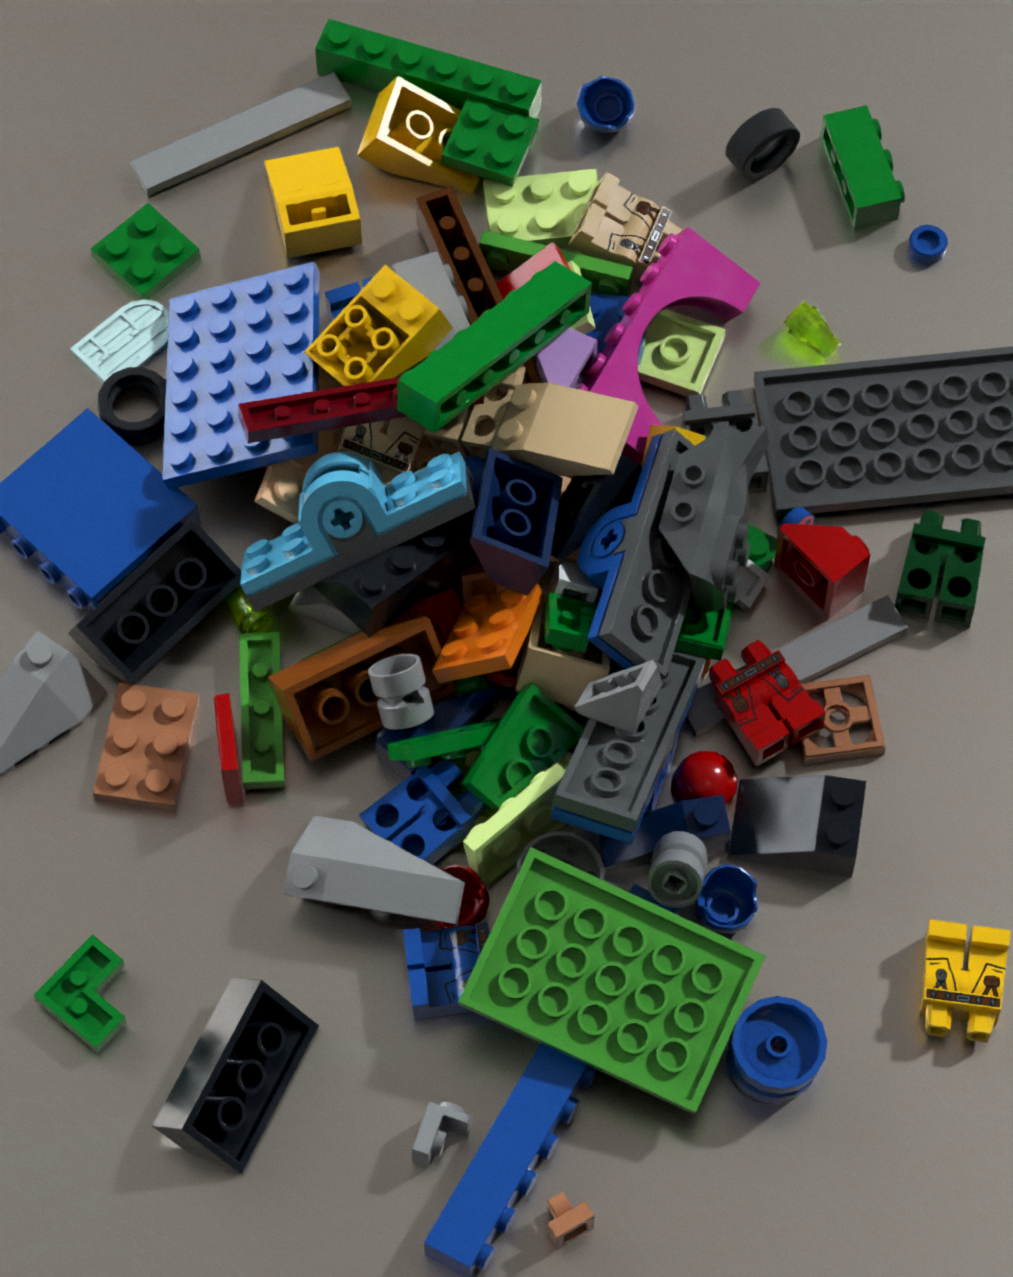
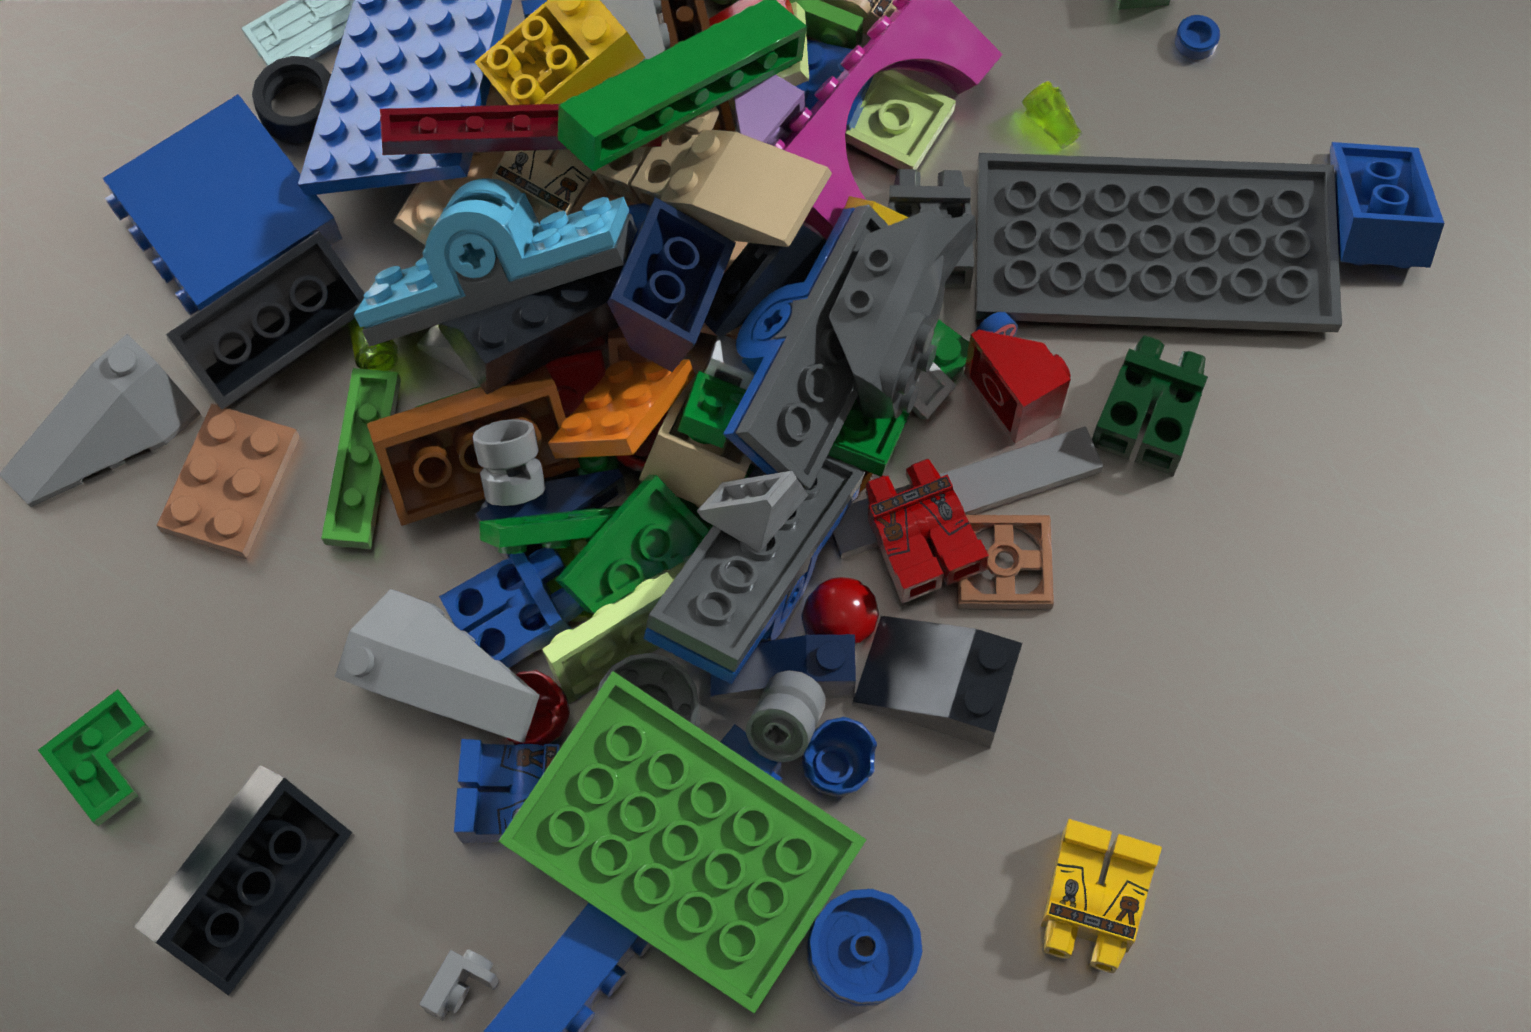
camera: 10 degrees right, 5 degrees up
(228, 748) = (308, 497): red tile -> none

